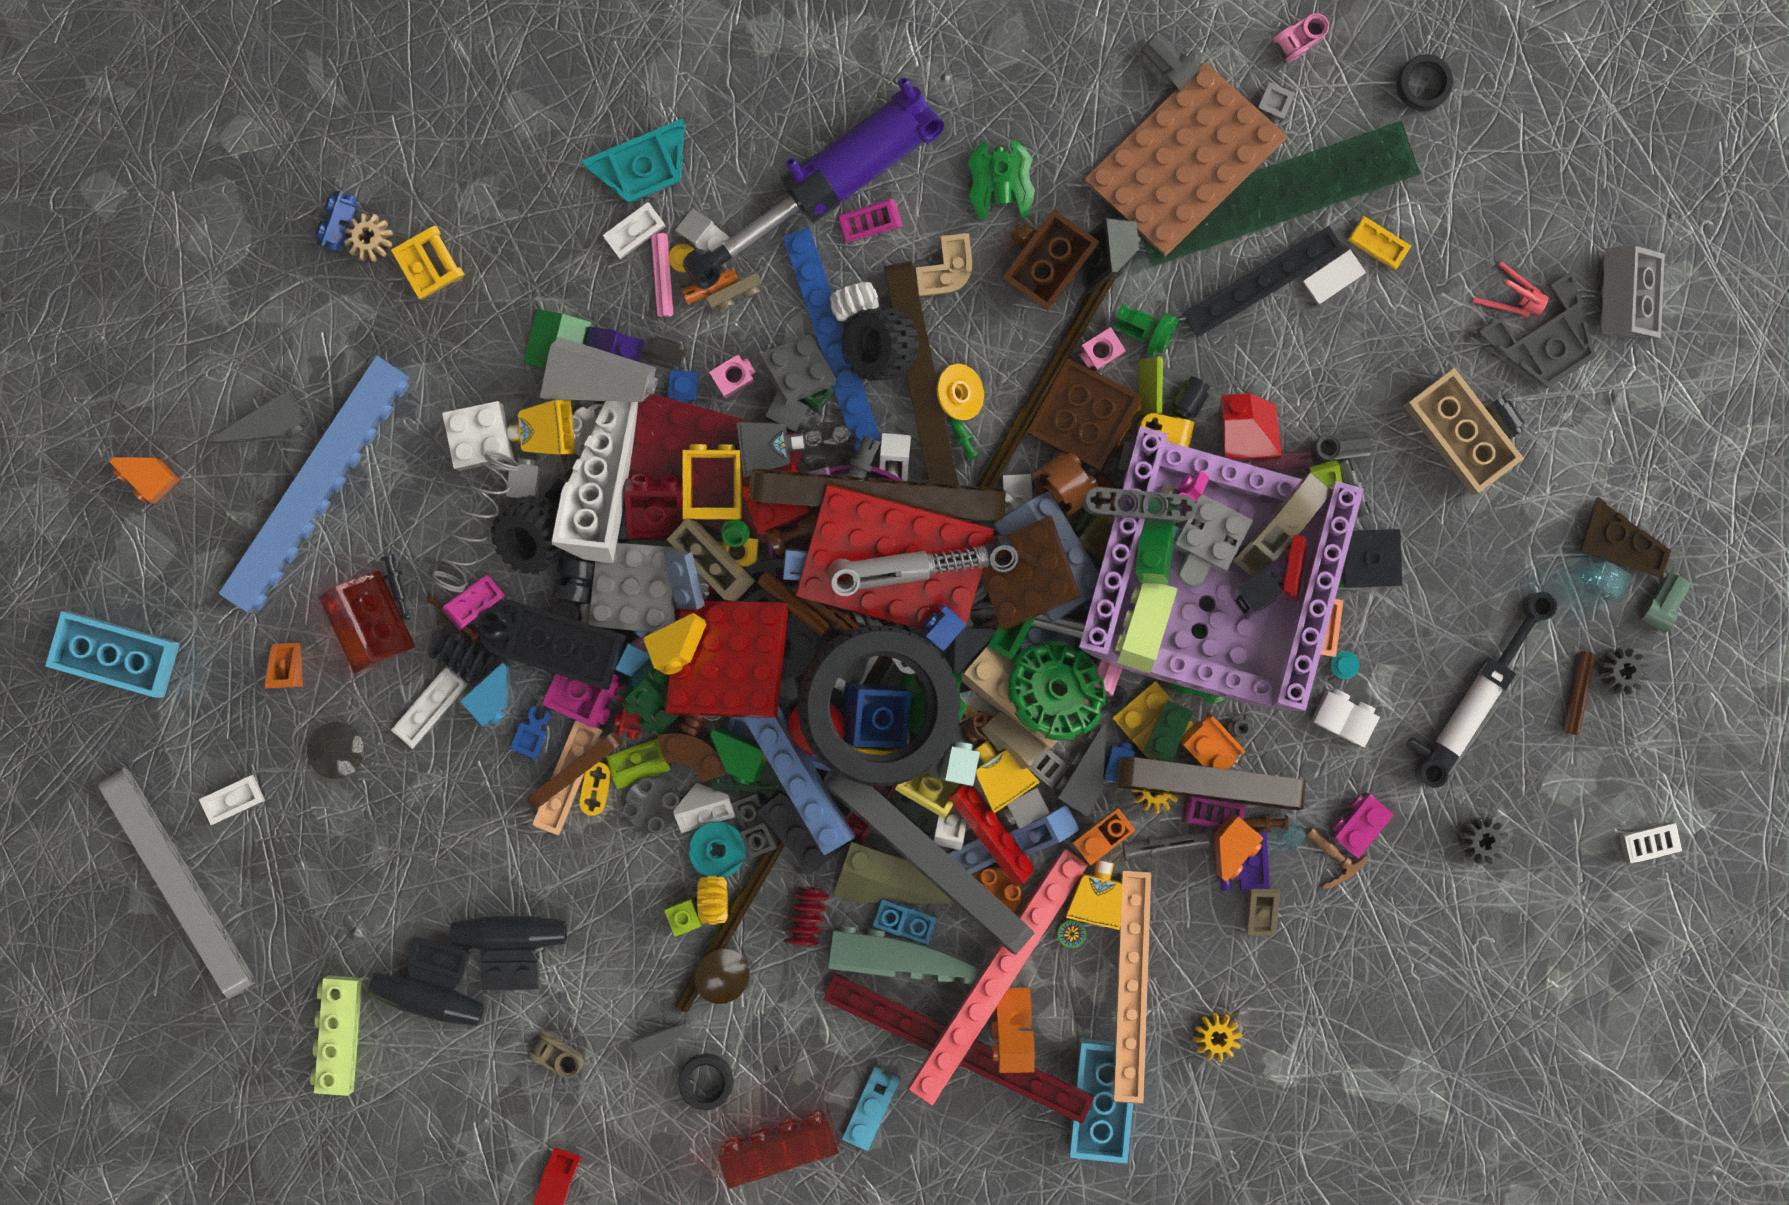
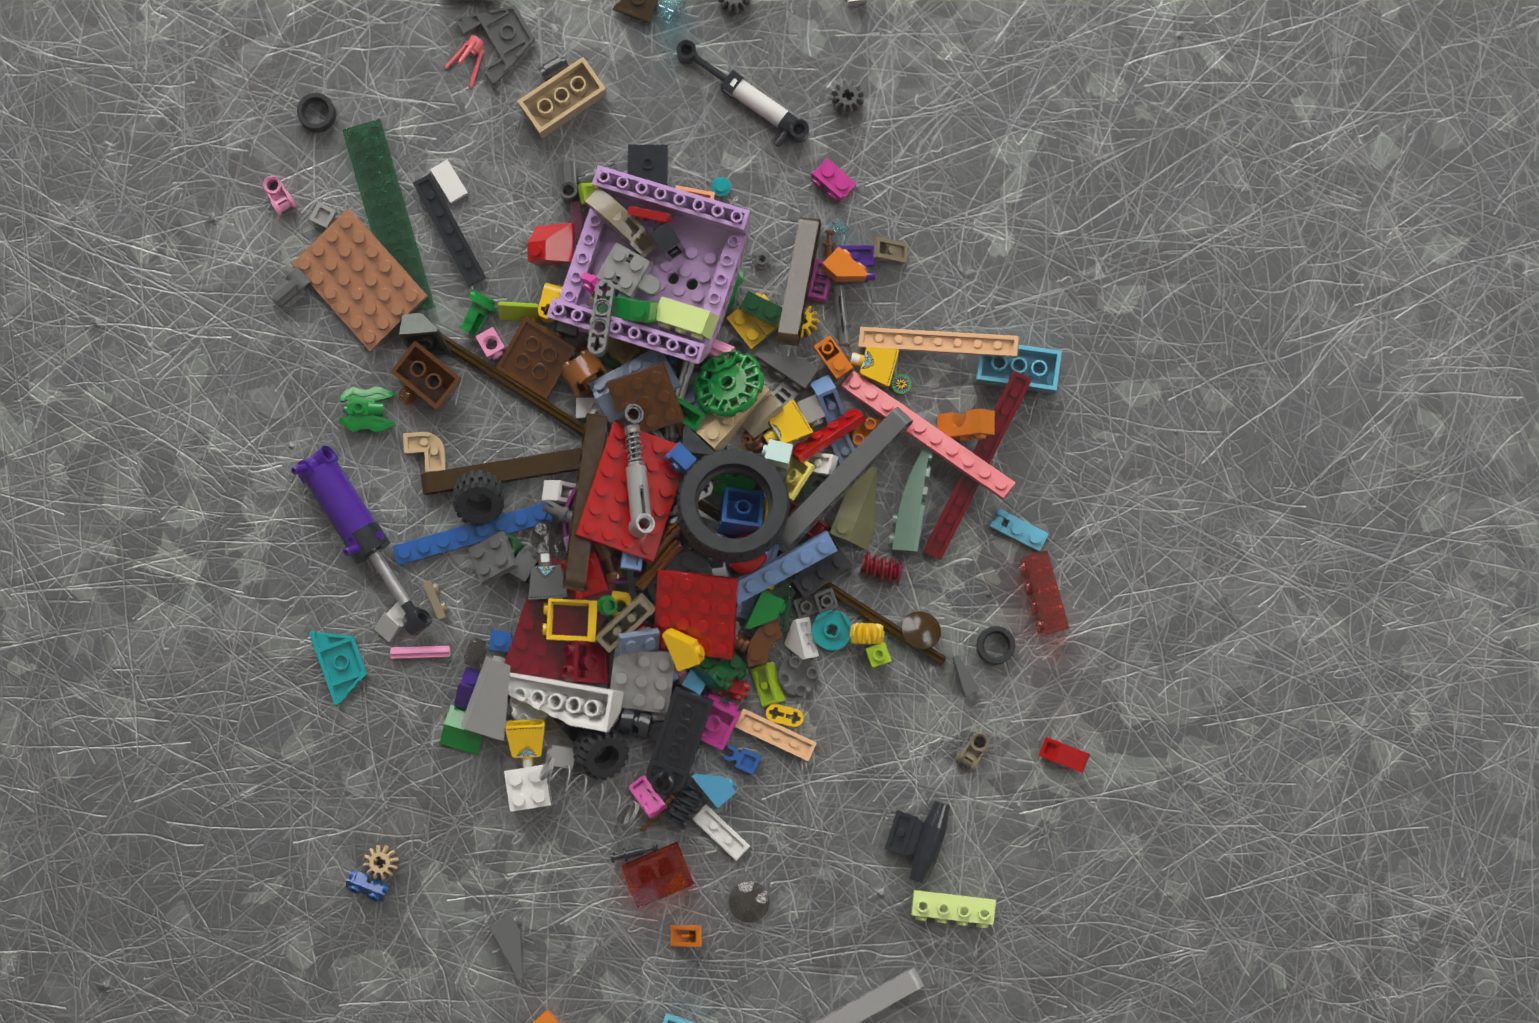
camera: 85 degrees left, 5 degrees down
(232, 800) = (781, 978): white plate -> none
(314, 485) = (557, 908): medium blue brick -> none
(419, 267) = (406, 825): yellow plate -> none
(509, 947) = (895, 781): black plate -> none
(574, 770) = (771, 727): reddish brown beam -> none
(634, 230) = (387, 670): white plate -> none
(677, 256) = (407, 639): yellow plate -> none
(694, 293) = (434, 628): orange pin -> none
(720, 375) = (499, 612): bright pink brick -> none
(853, 299) = (446, 516): white gear -> none
(894, 216) = (388, 521): dark pink slope -> none
(905, 922) = (888, 500): dark azure slope -> none
(963, 439) = (545, 445): green piece -> none
(968, 390) = (515, 444): yellow dish -> none
(1122, 750) = (780, 349): blue brick -> none
(1190, 398) = (528, 284): black brick -> none
(1212, 744) = (771, 280): orange plate -> none
(1215, 1047) = (969, 283): yellow gear -> none
(1333, 851) = (851, 200): medium nougat piece -> none
(1345, 718) = (758, 187): white brick -> none
(1379, 243) = (427, 149): yellow plate -> none
(1579, 693) = (748, 28): reddish brown axle -> none

